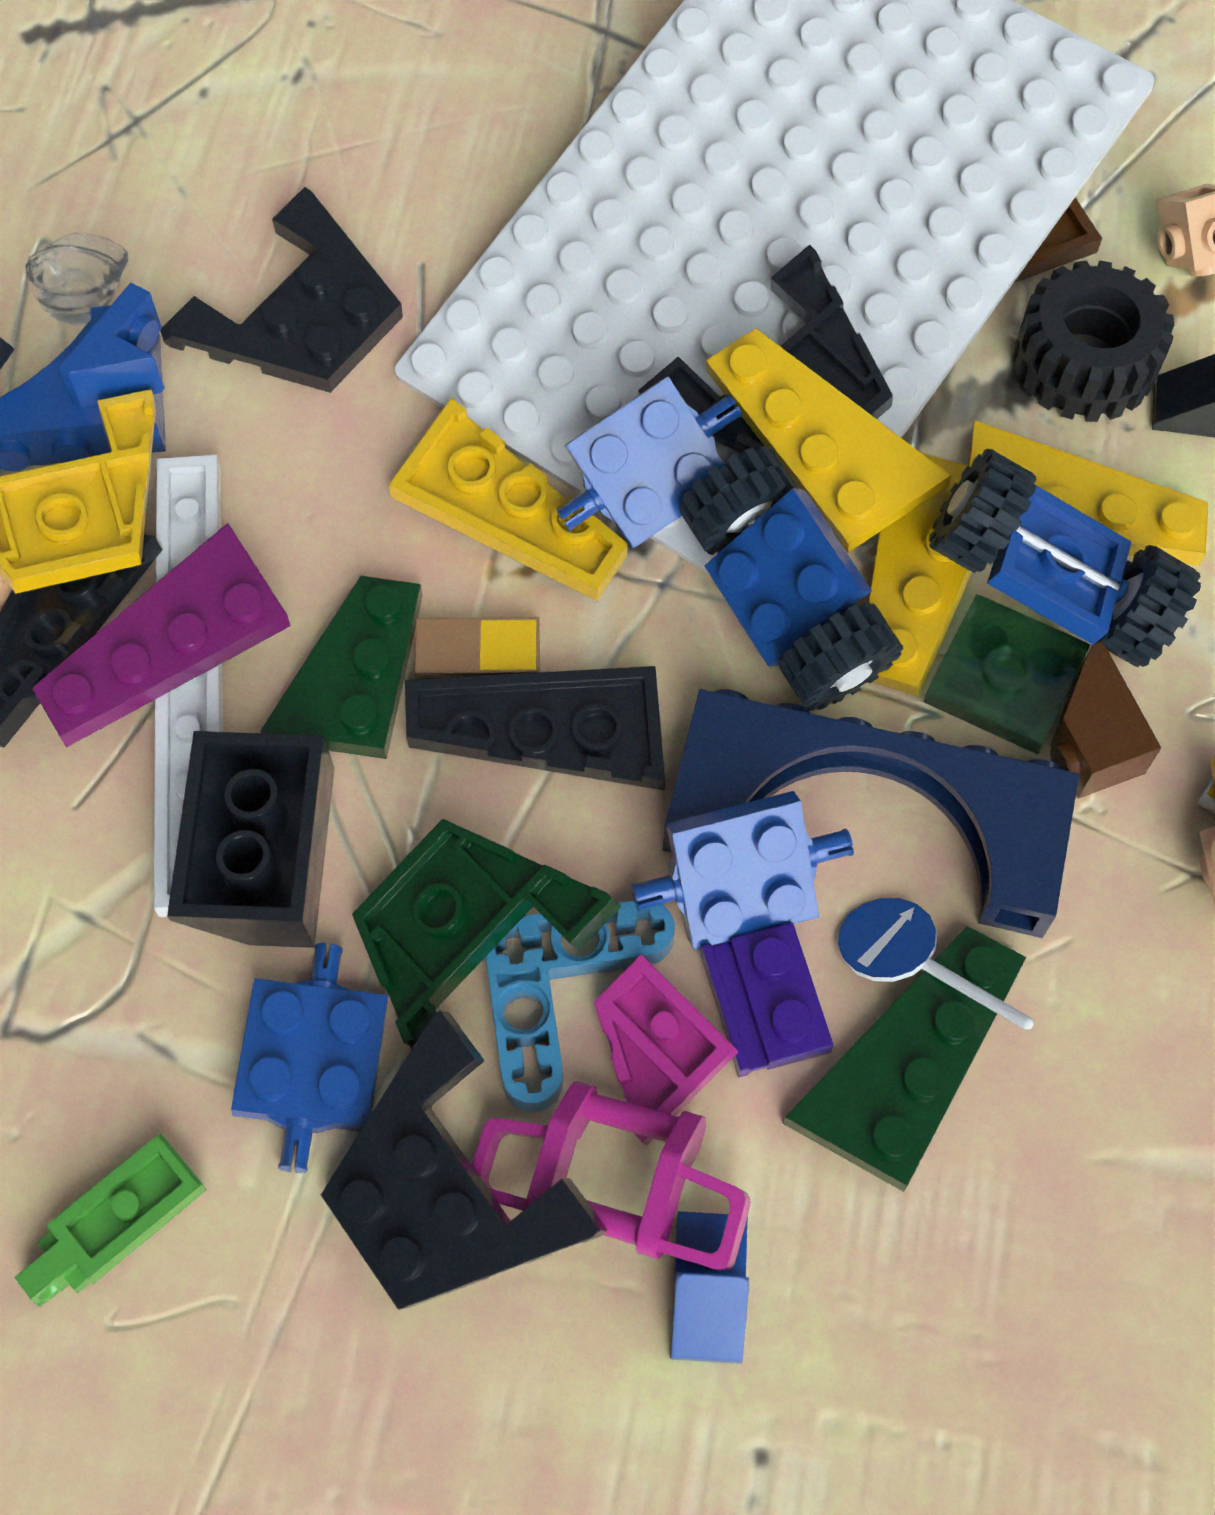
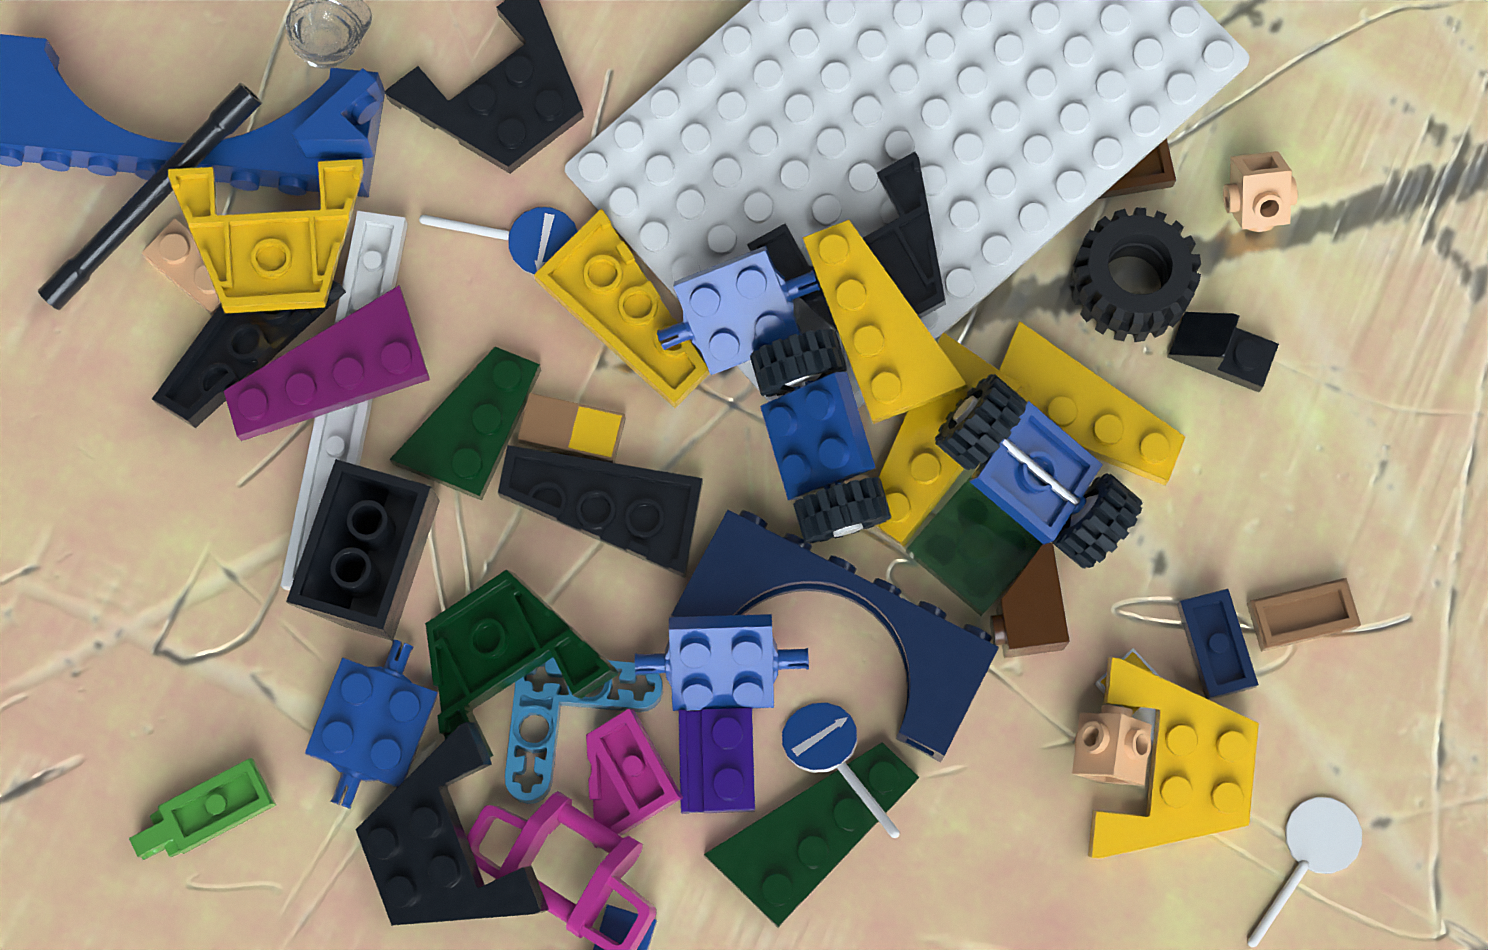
camera: 15 degrees right, 10 degrees up
(372, 454) = (531, 239): none -> blue piece

